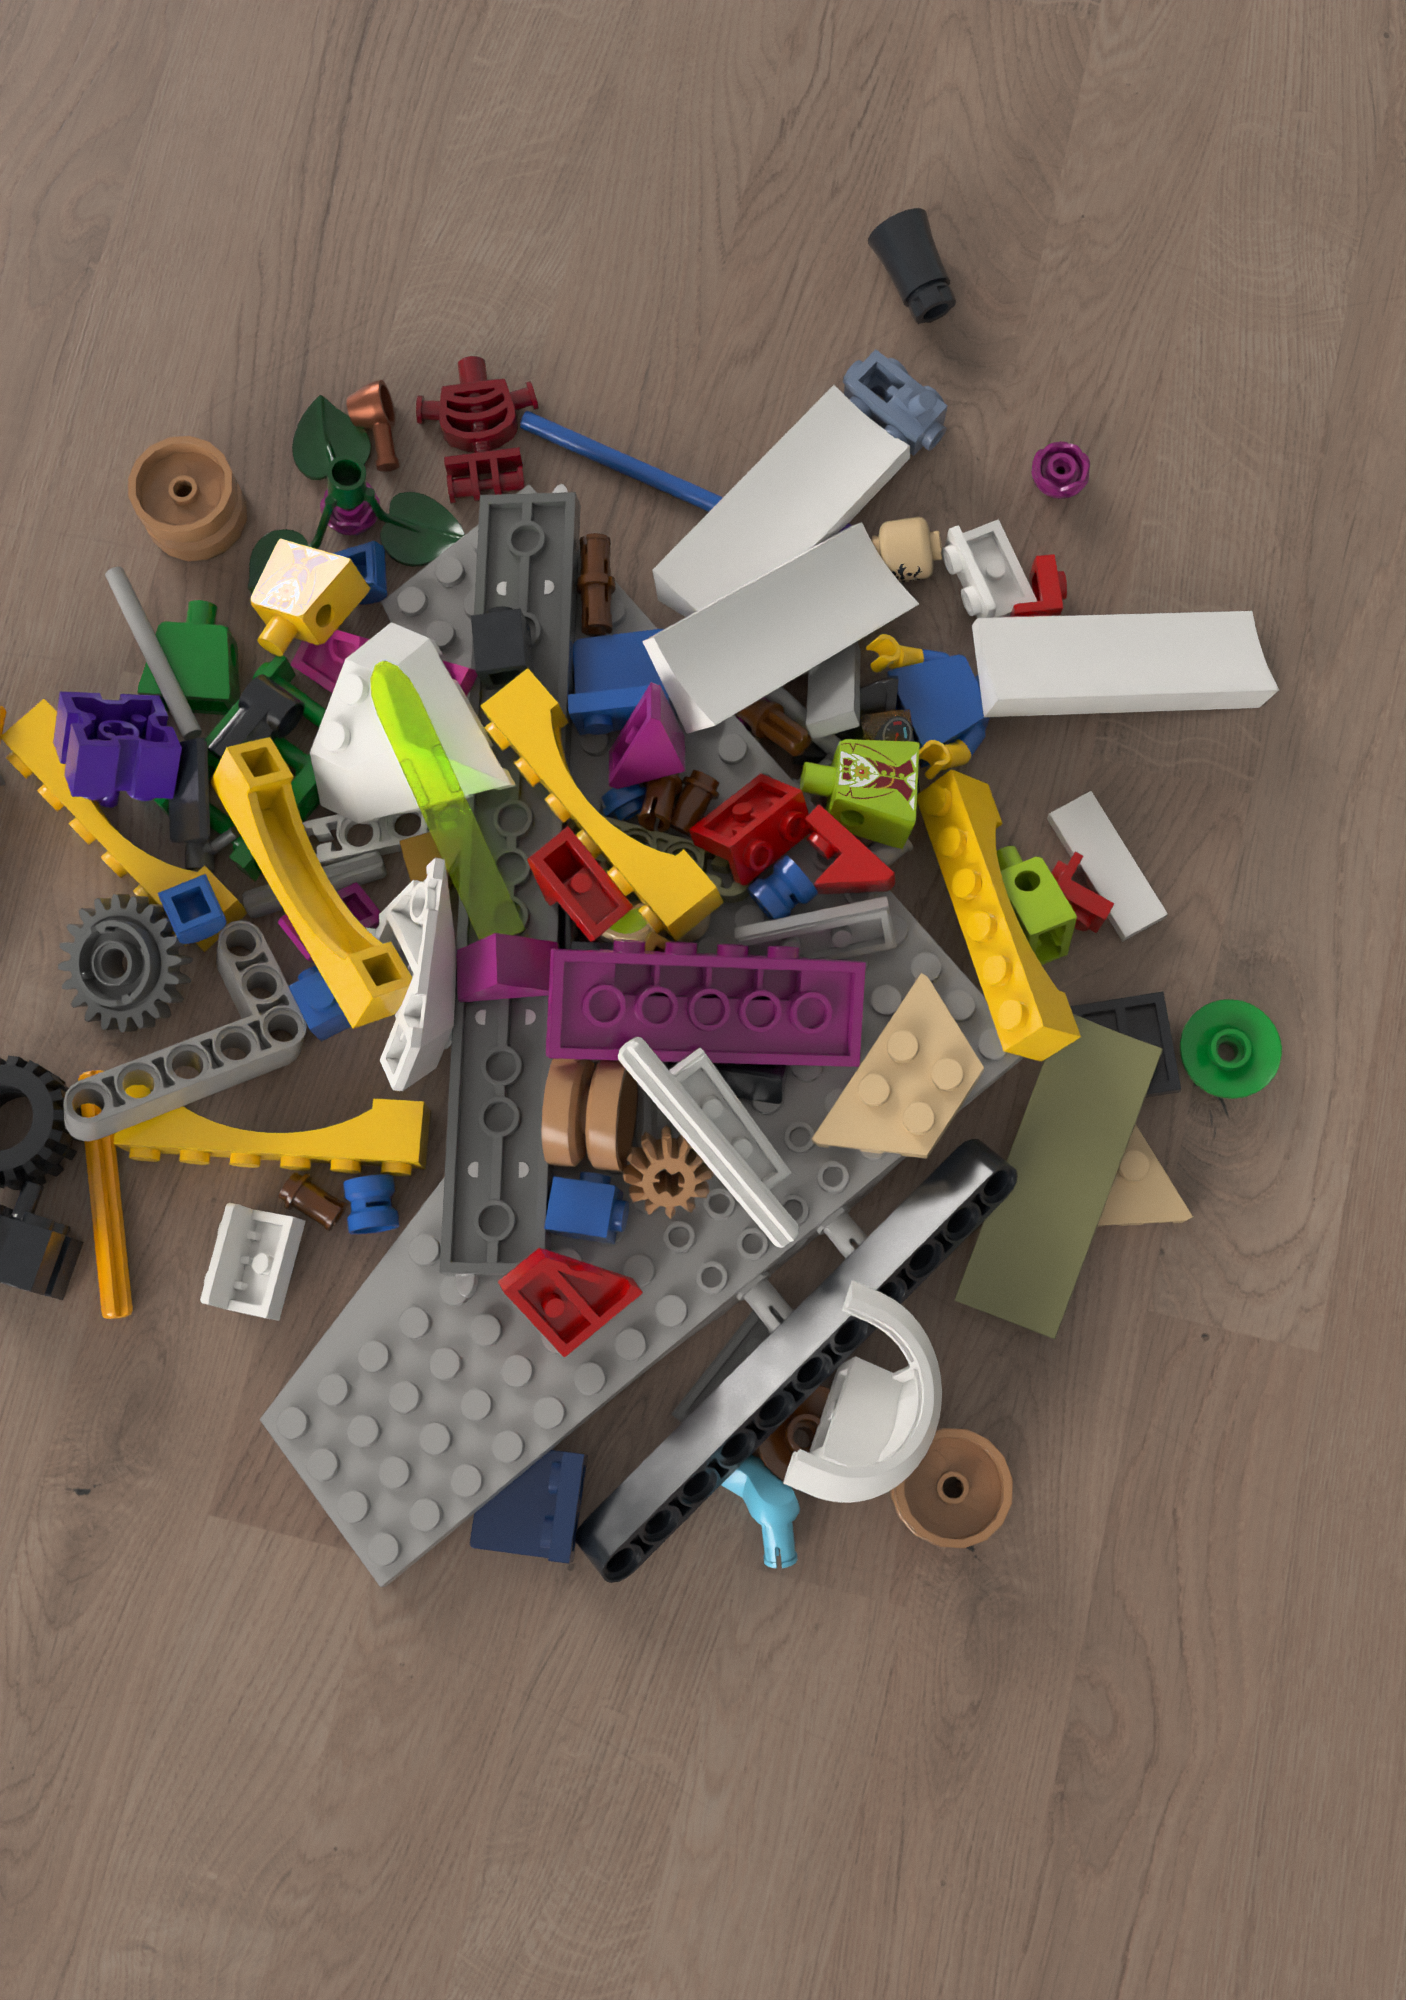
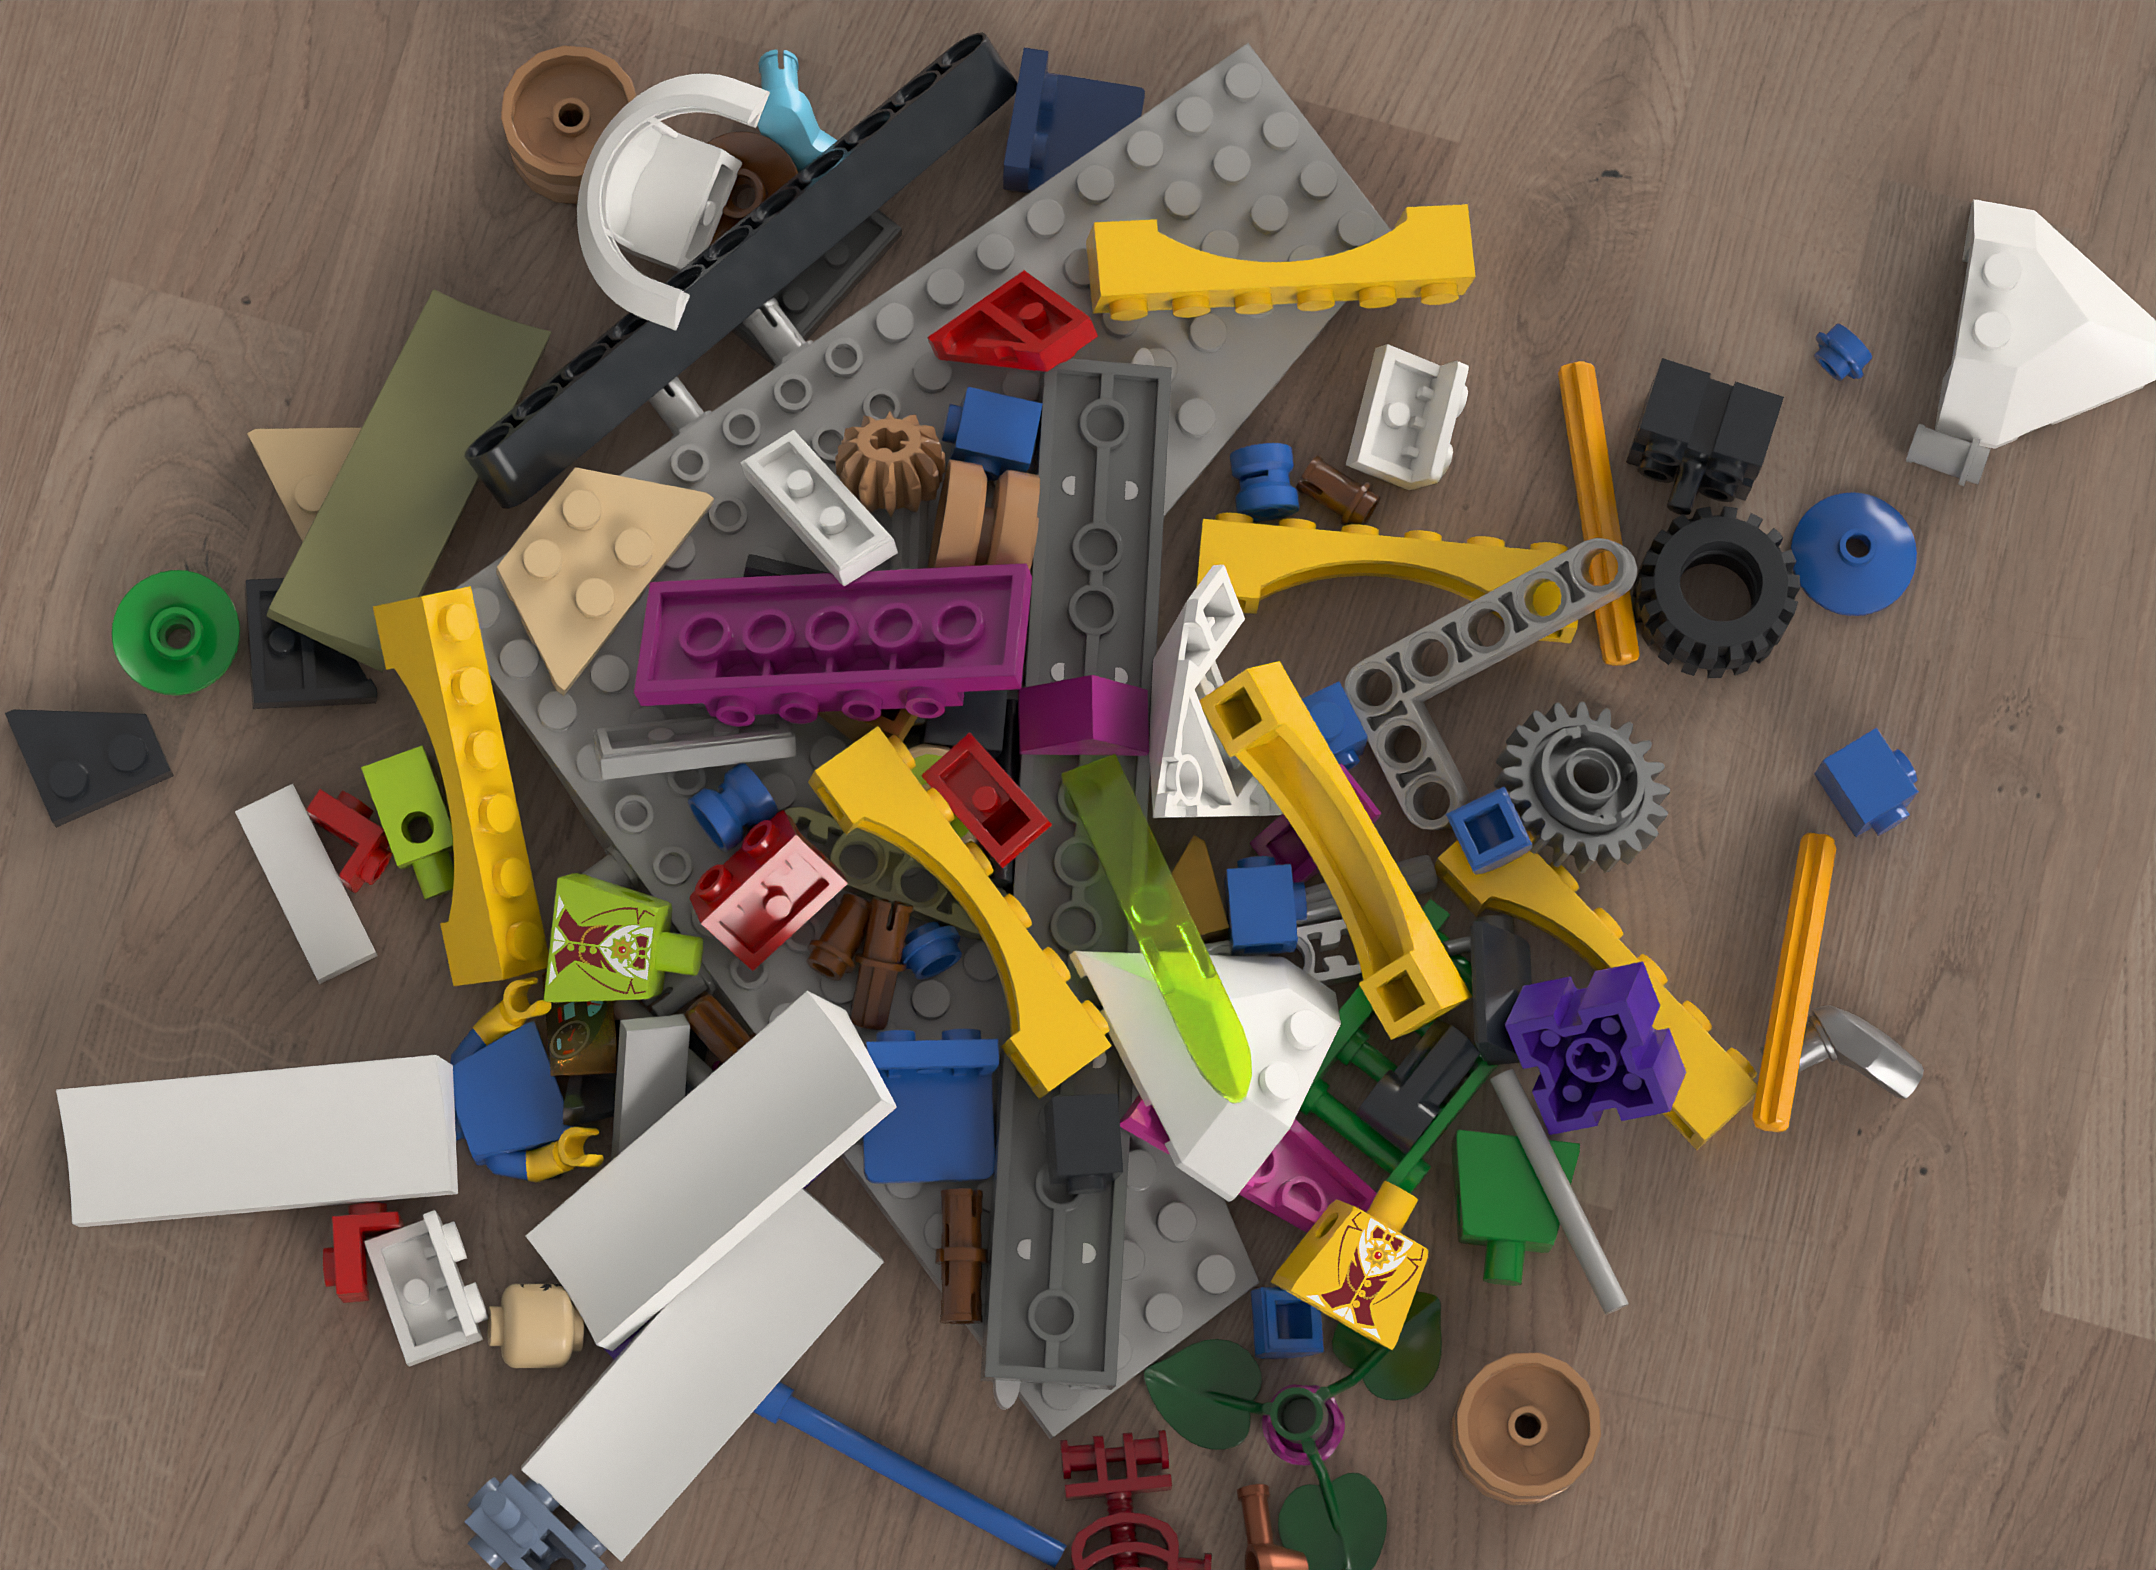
camera: 175 degrees right, 0 degrees up
(236, 1393) = (1145, 271): none -> yellow arch
(372, 855) = (1263, 907): none -> blue brick
(648, 744) = (898, 993): magenta slope -> none
(708, 1141) = (839, 476): white axle -> none
(855, 867) = (636, 830): red slope -> none
(1064, 457) = (307, 1420): magenta plate -> none
(1286, 955) = (87, 758): none -> black wing

